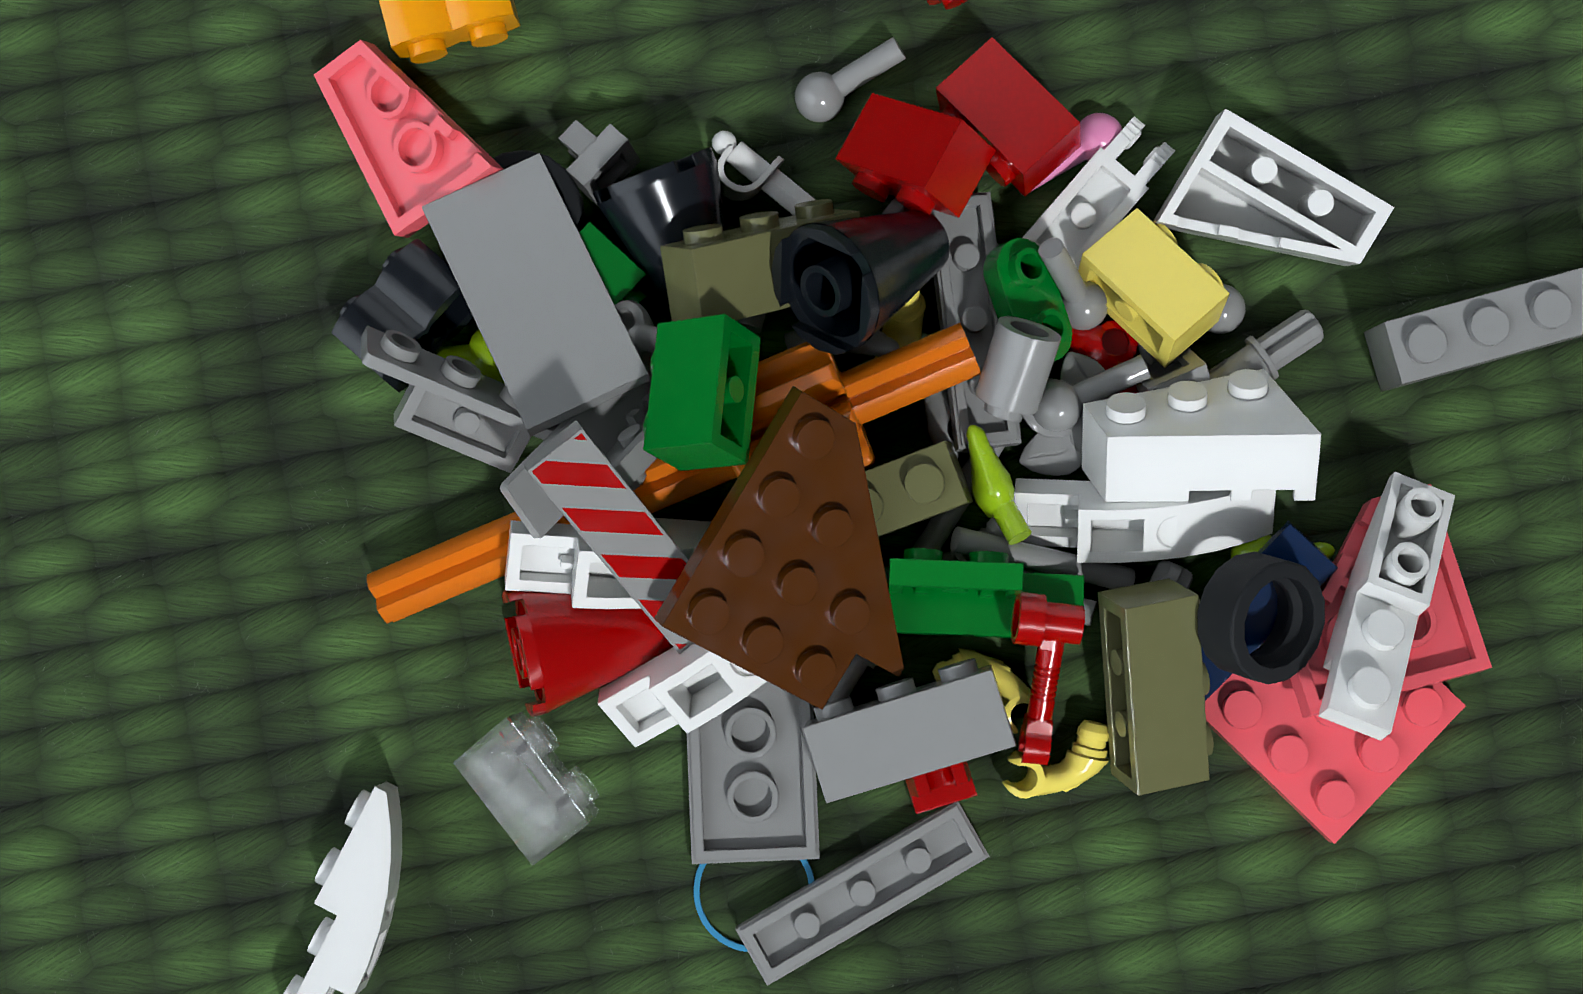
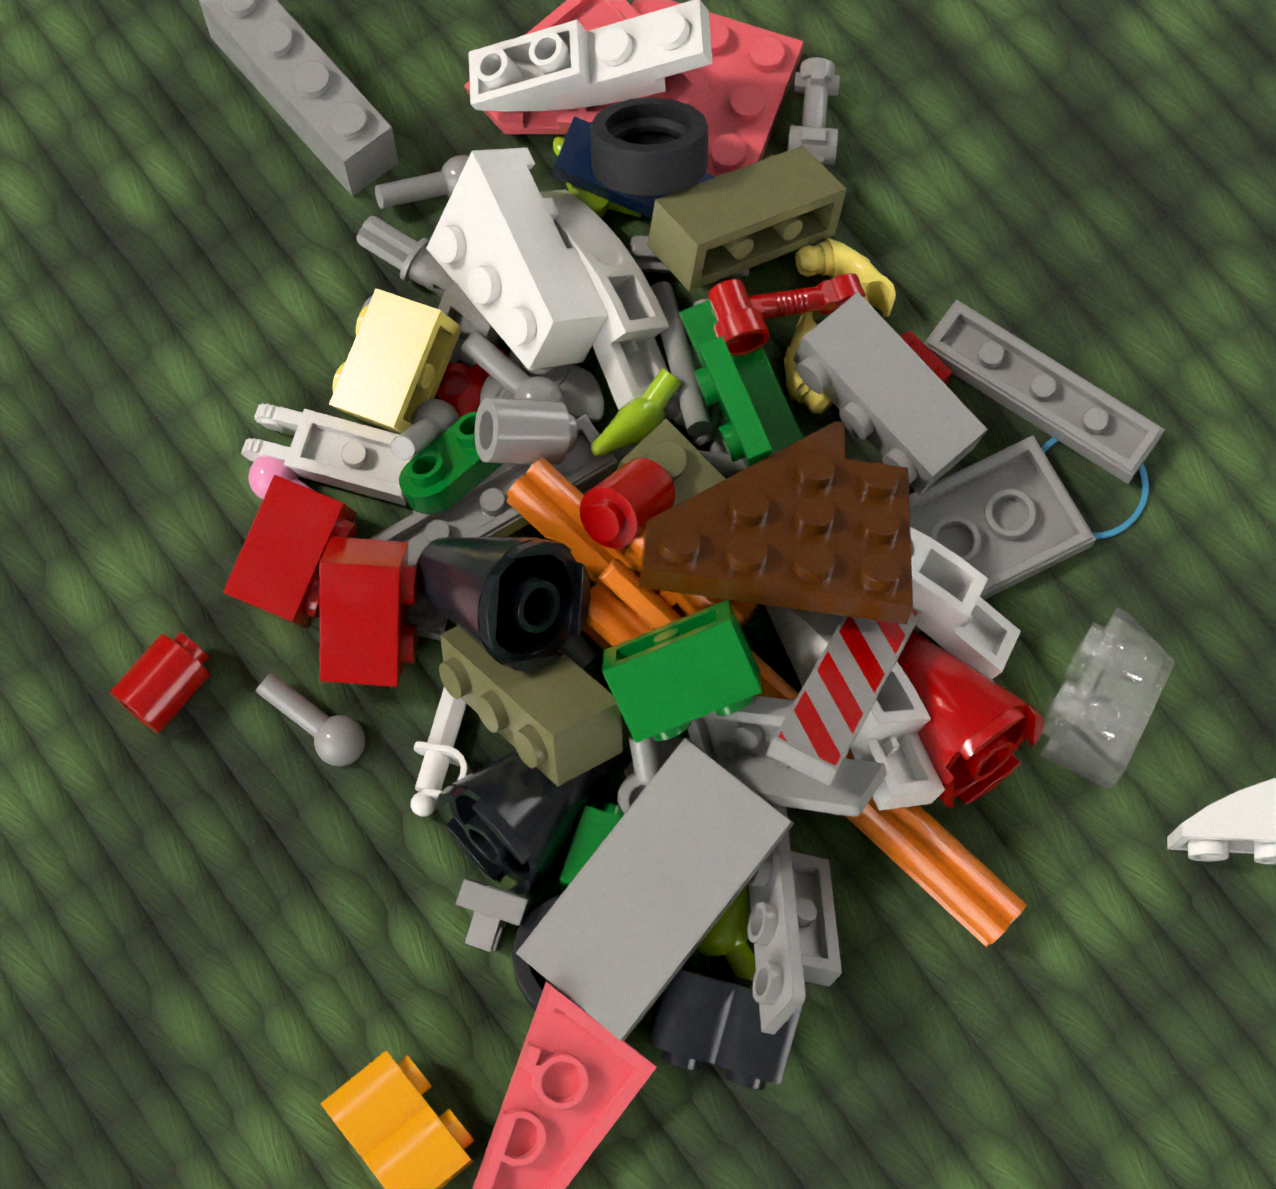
camera: 110 degrees left, 15 degrees down
(894, 423) = (624, 502): none -> red brick
(1220, 800) = (816, 82): none -> light grey bar
(1271, 198) = (269, 307): white wedge -> none
(1339, 439) = (421, 186): none -> light grey bar

